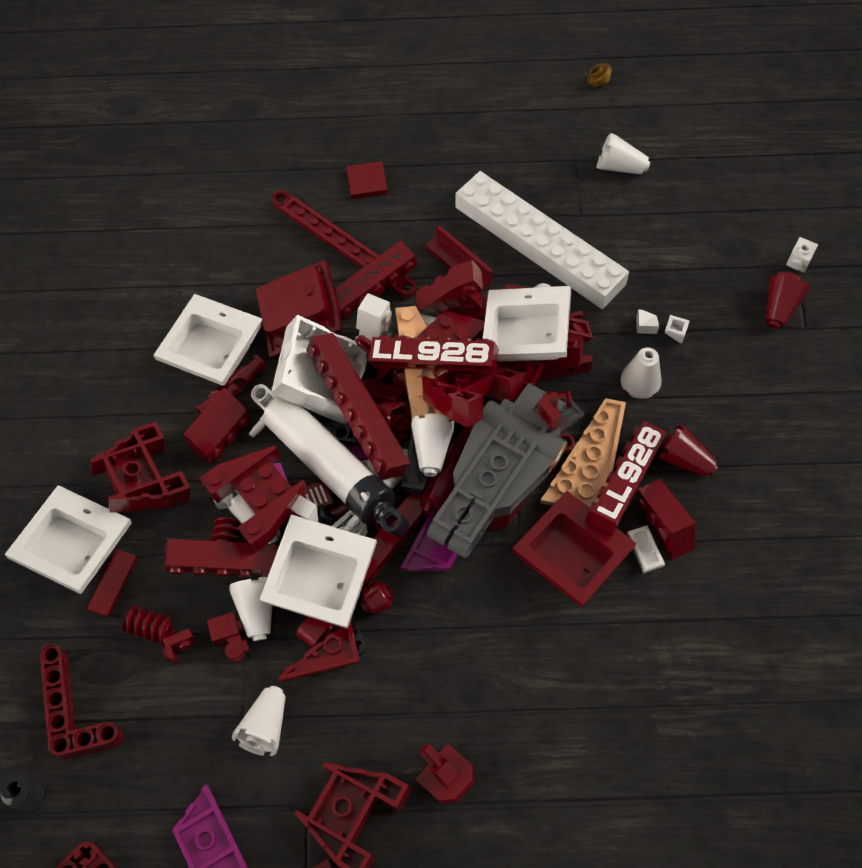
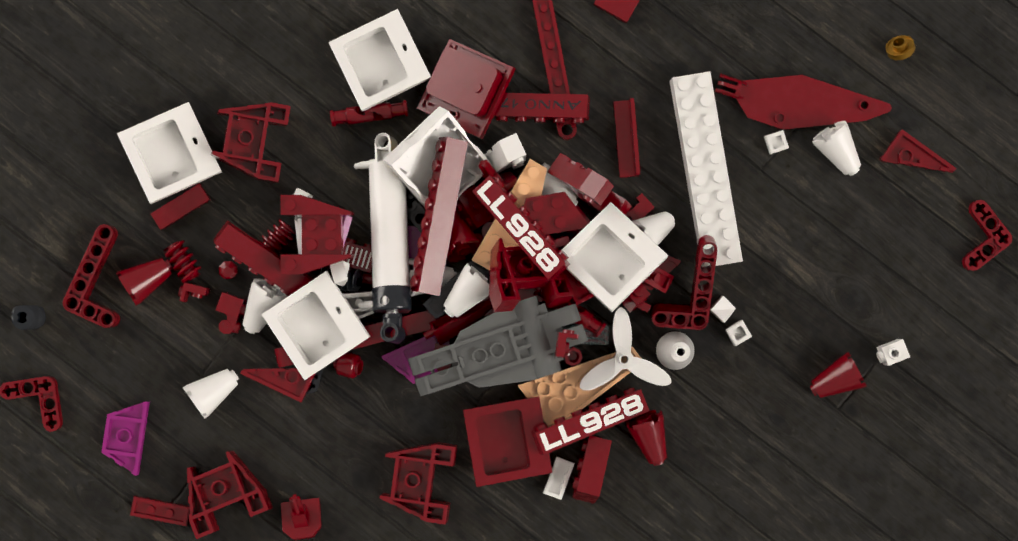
camera: 35 degrees right, 25 degrees up
(119, 669) = (144, 278): none -> dark red cone
(199, 603) = (228, 270): none -> dark red tile
(217, 427) = (333, 144): dark red slope -> none
(524, 649) = (414, 480): none -> dark red wedge
(561, 153) = (800, 101): none -> dark red wing
(572, 189) = (776, 142): none -> white tile
(609, 408) = (610, 368): none -> white piece
(614, 315) = (698, 291): none -> dark red beam
(670, 130) = (910, 152): none -> dark red wing
(787, 141) = (992, 239): none -> dark red beam

